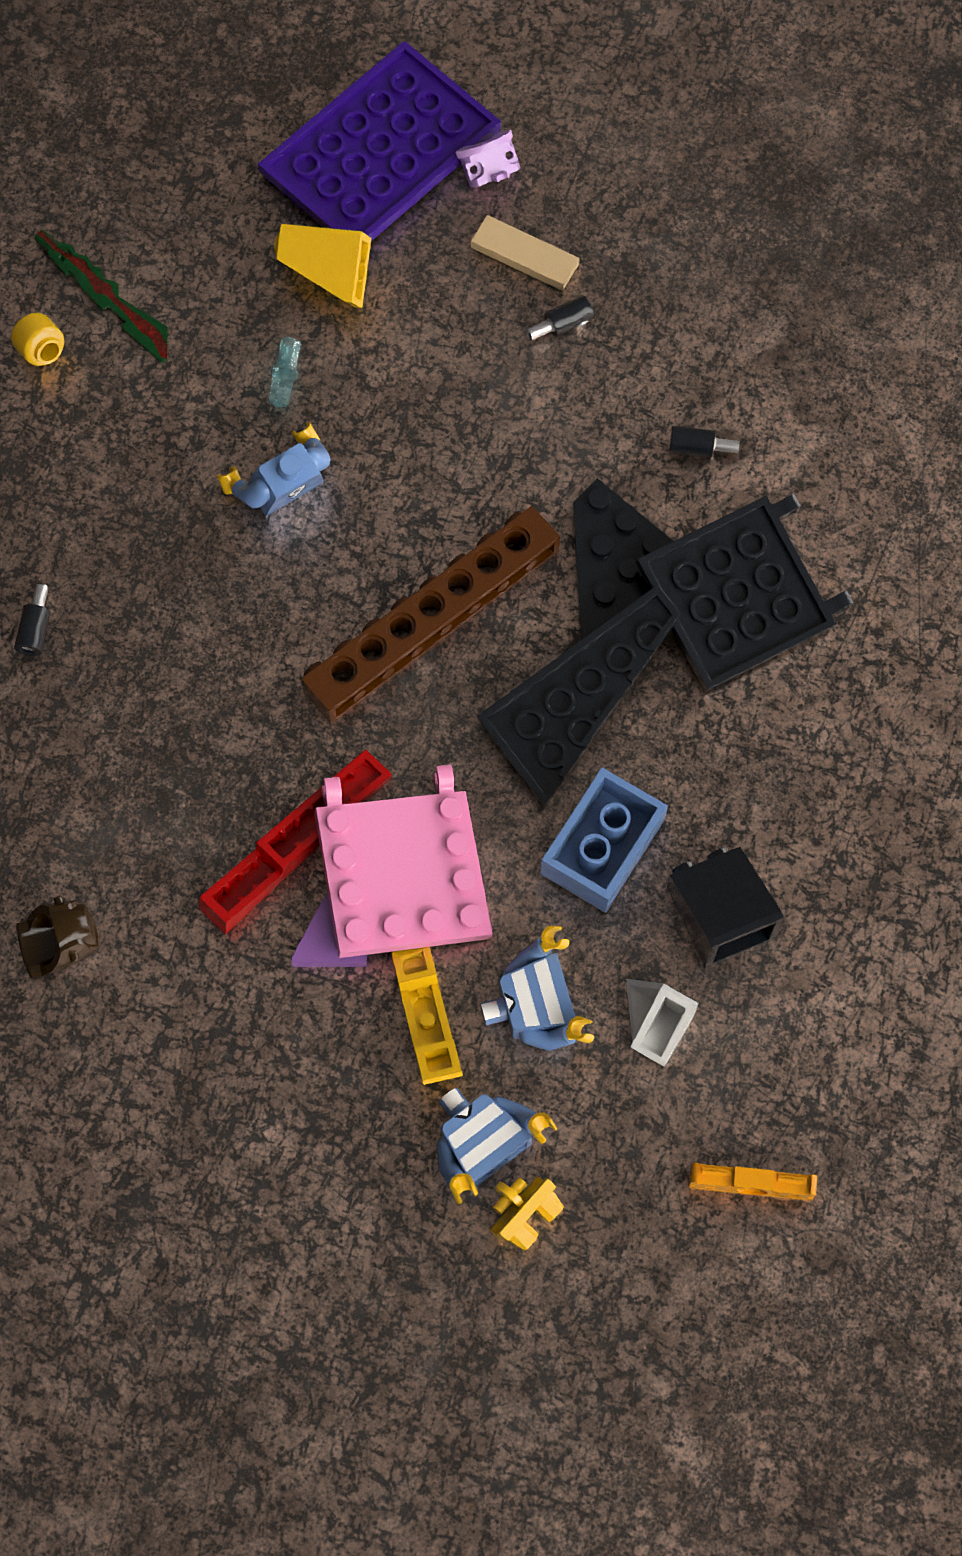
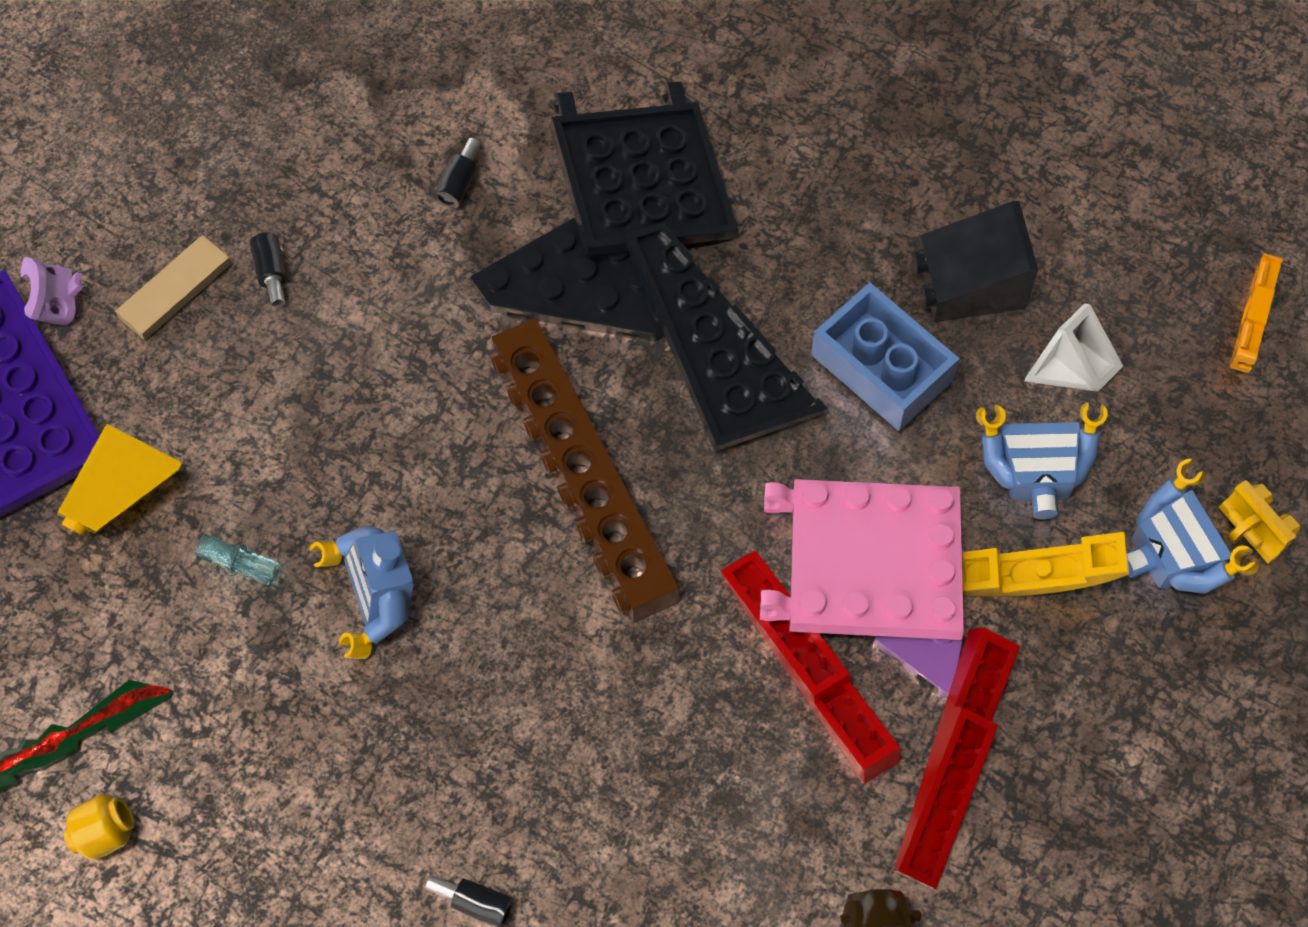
camera: 75 degrees left, 5 degrees down
(236, 975) = (956, 755): none -> red slope

